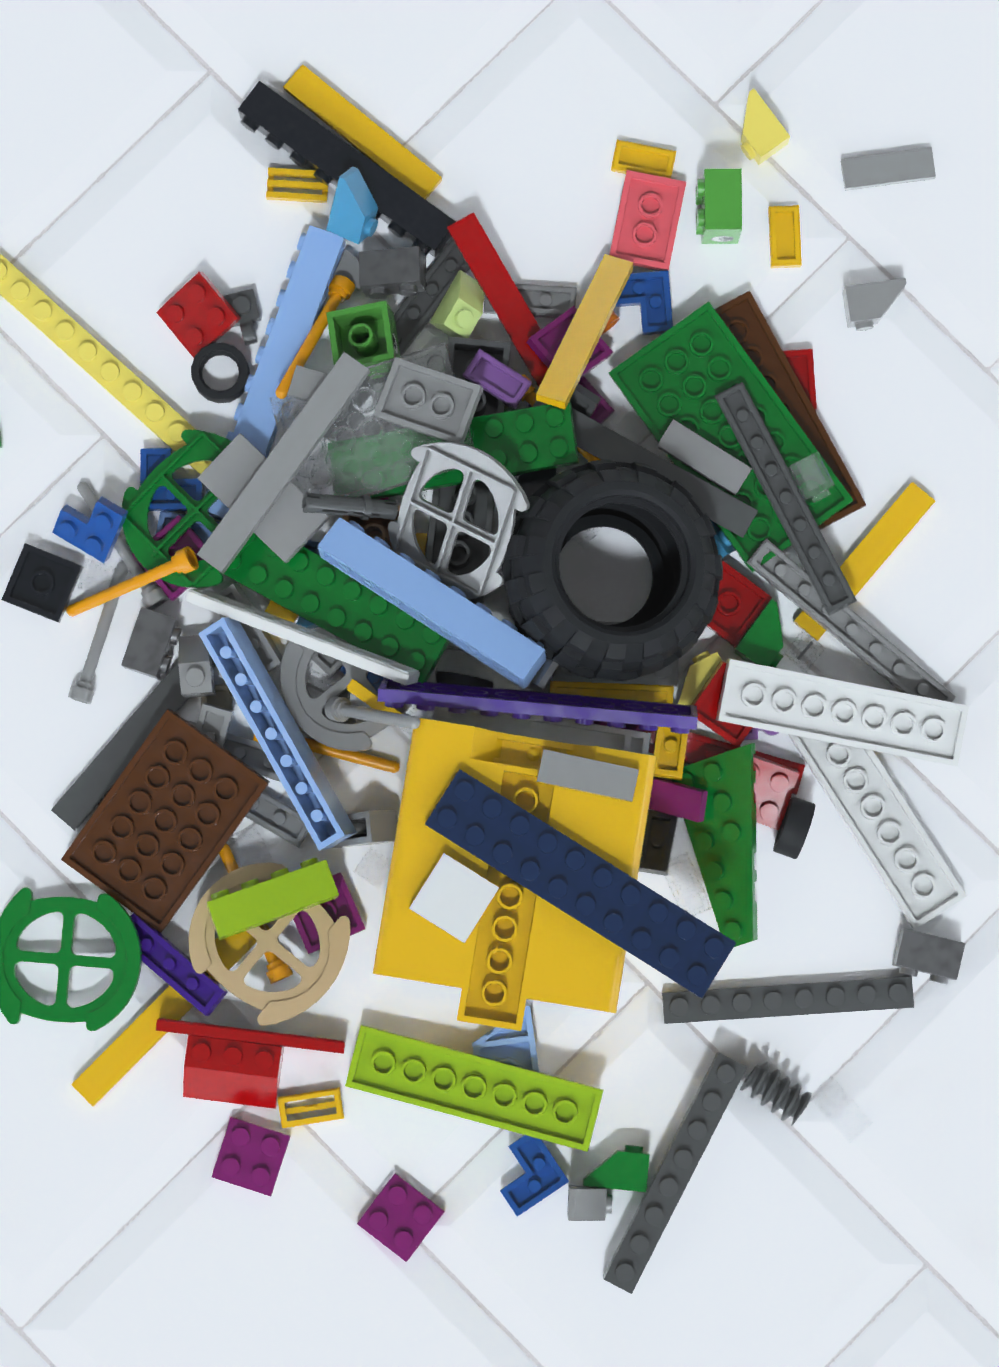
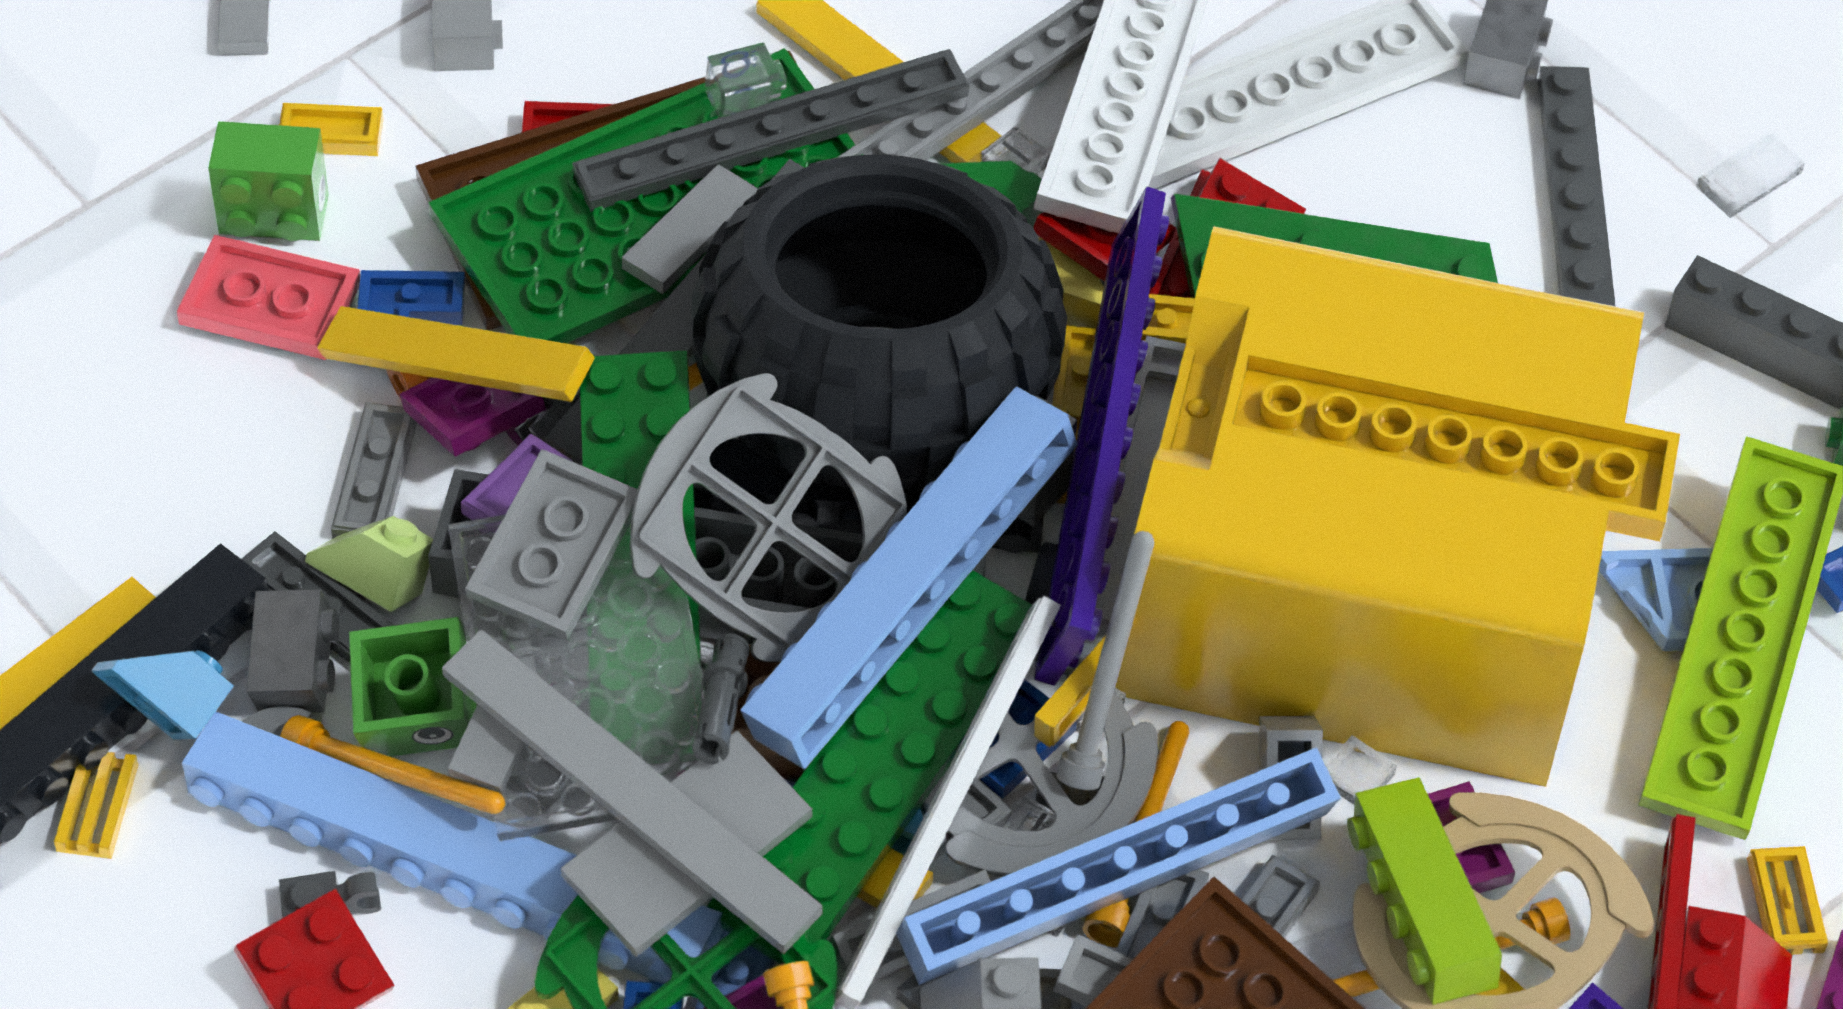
camera: 90 degrees left, 30 degrees down
(202, 358) = (430, 903): black tyre -> none
(454, 898) = (1454, 502): white tile -> none
(498, 289) = (350, 494): red tile -> none
(580, 883) = (1423, 335): dark blue plate -> none
(587, 775) = (1246, 304): light grey tile -> none
(643, 159) = (153, 311): yellow tile -> none
(761, 130) = (143, 136): light yellow slope -> none
(776, 1091) = (1736, 229): dark grey piece -> none
(794, 827) = (1318, 151): black tyre -> none

